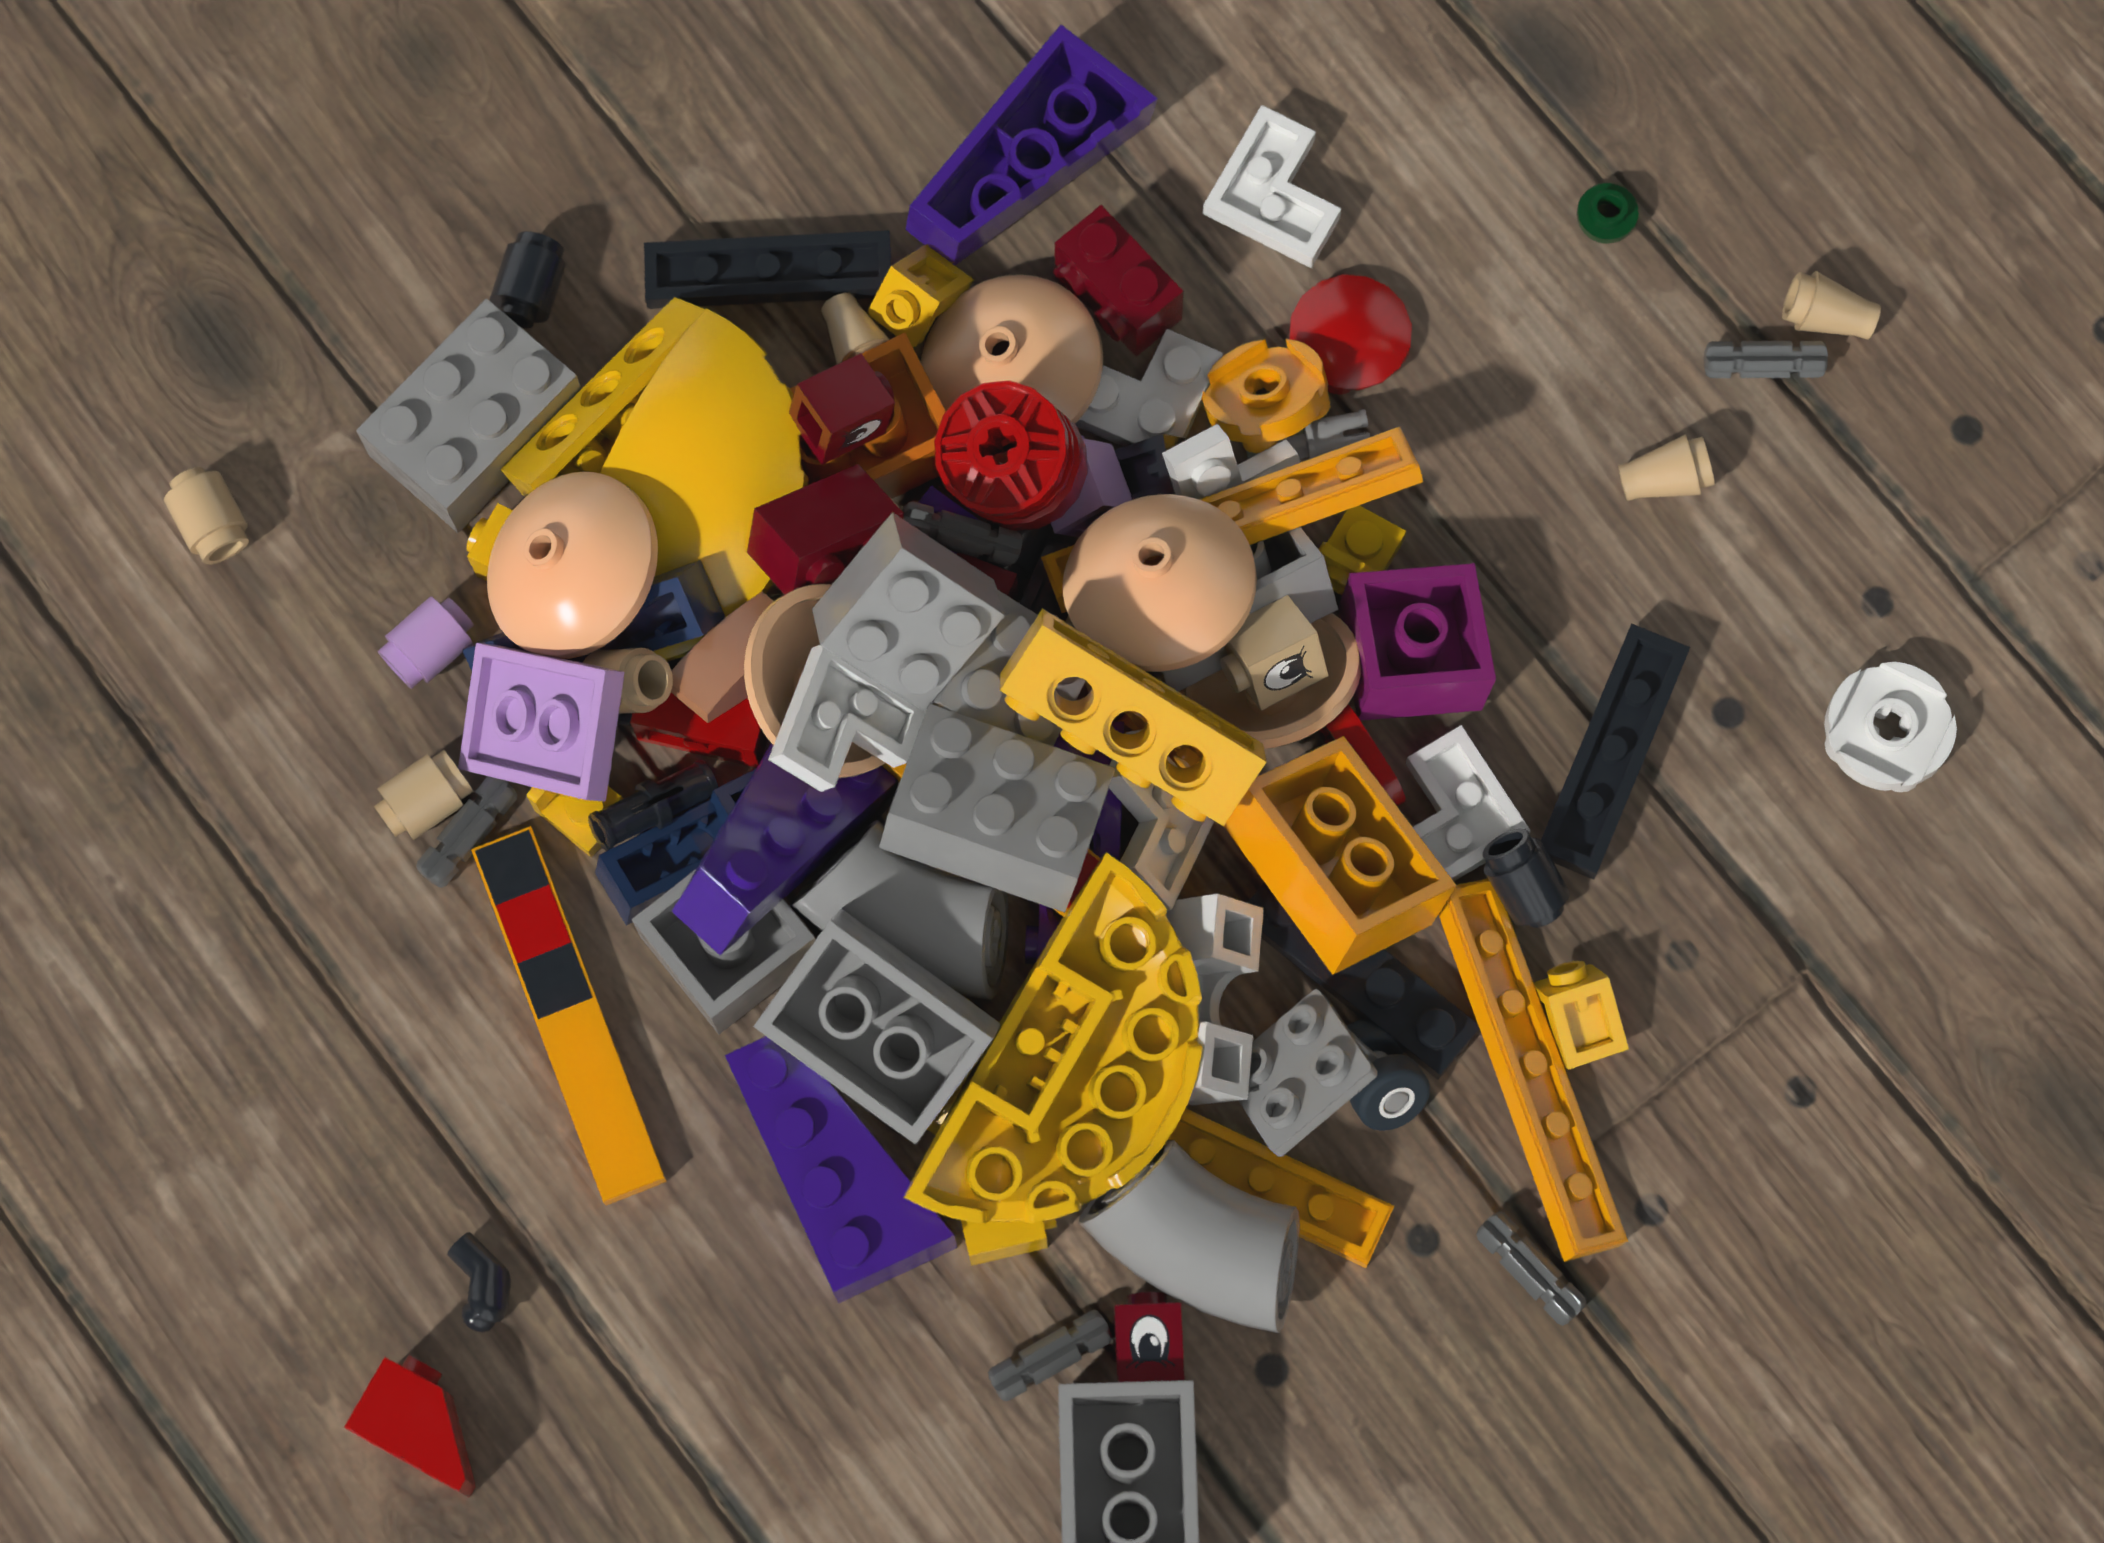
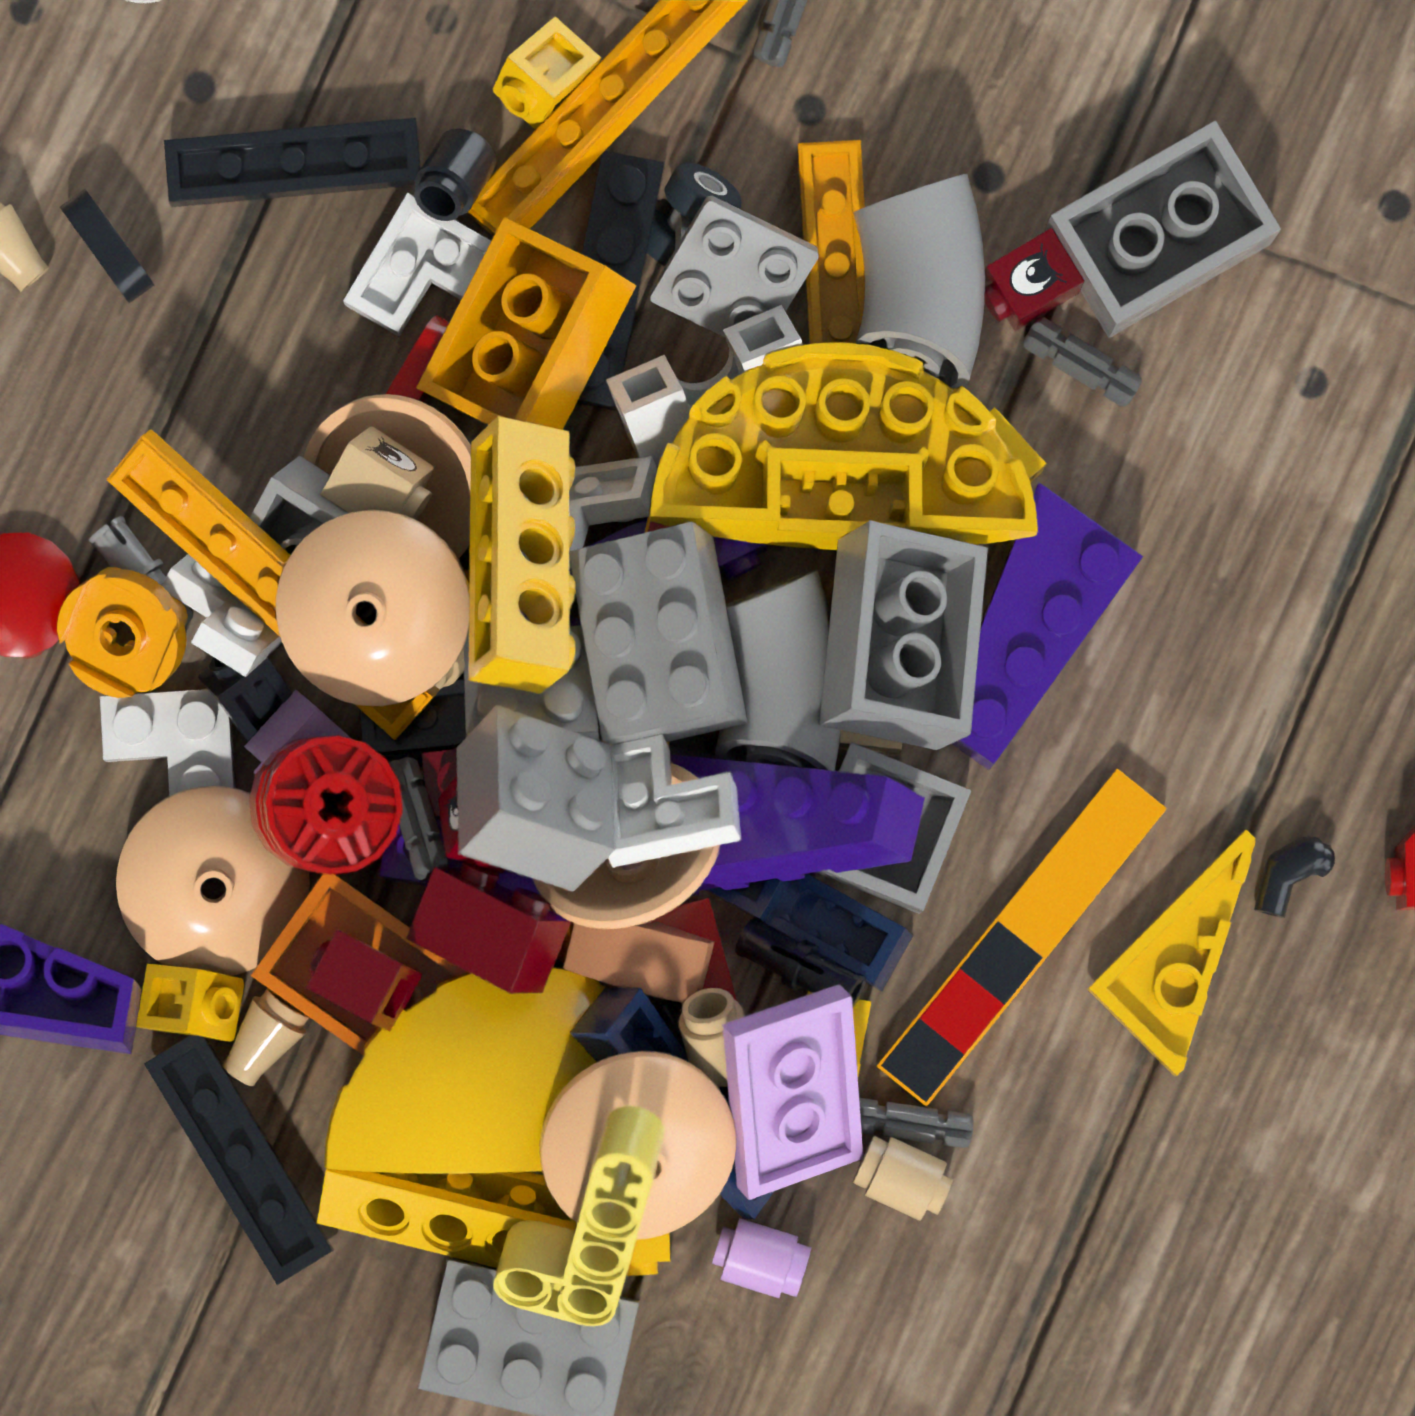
camera: 125 degrees left, 10 degrees up
(462, 1122) = (1165, 974): none -> yellow wing
(508, 476) = (584, 1270): none -> light yellow beam
(529, 278) = (369, 1373): black brick -> none
(1118, 281) = (84, 825): dark red brick -> none
(1360, 545) = (233, 470): yellow bracket -> none
(1418, 641) = (286, 372): magenta brick -> none
(1619, 554) = (107, 246): none -> black beam

